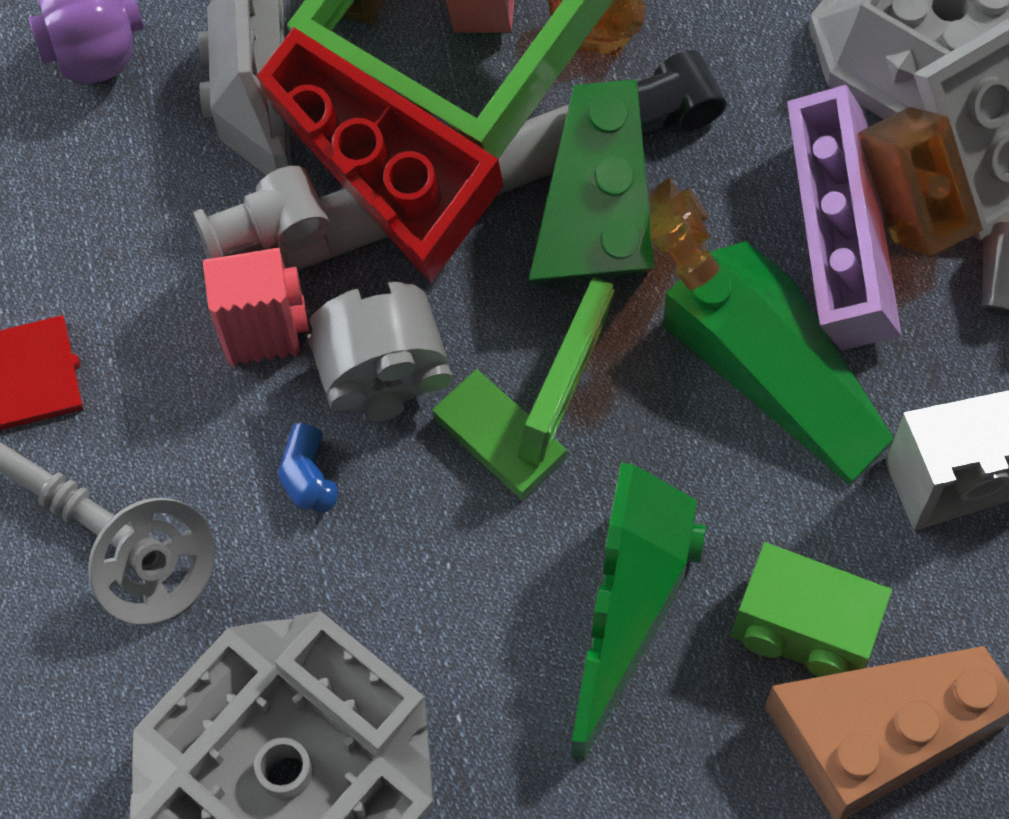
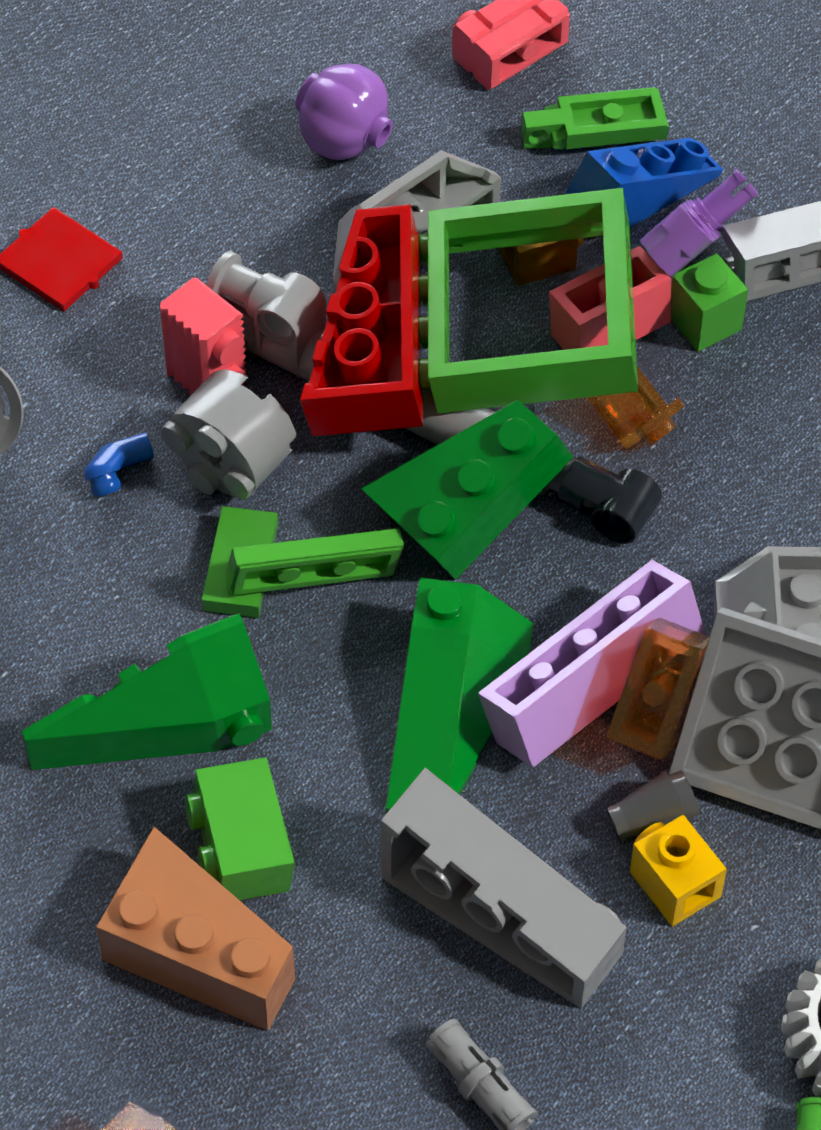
camera: 50 degrees right, 10 degrees down
(680, 231) = (475, 554): clear orange plate -> none

